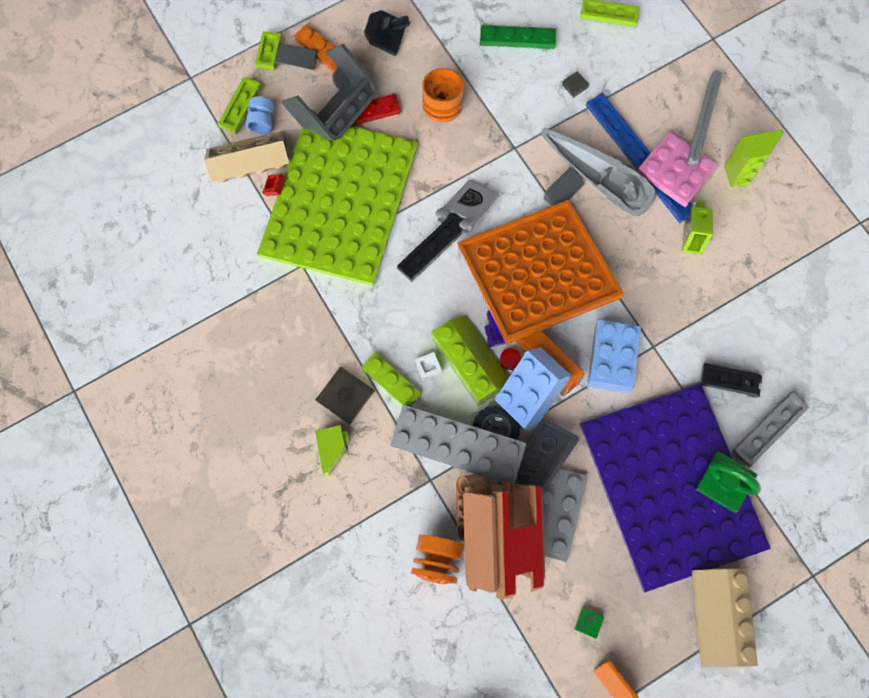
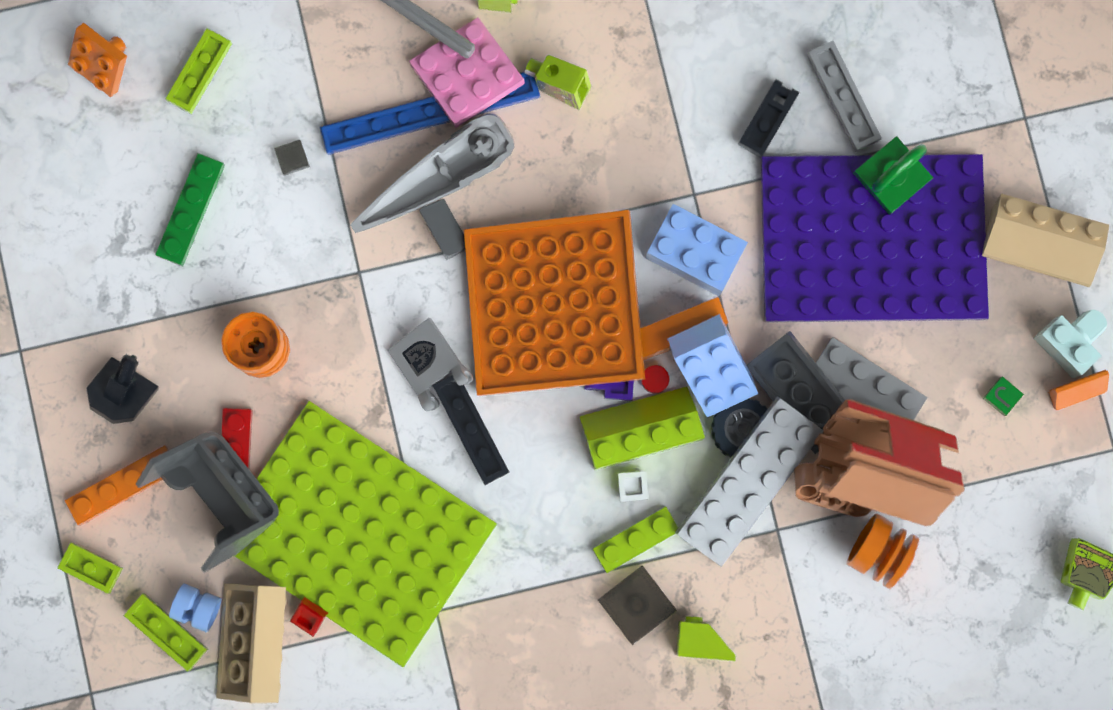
camera: 80 degrees left, 10 degrees up
(296, 56) = (116, 531): dark grey slope -> none
(651, 666) = (1072, 342): none -> light aqua brick

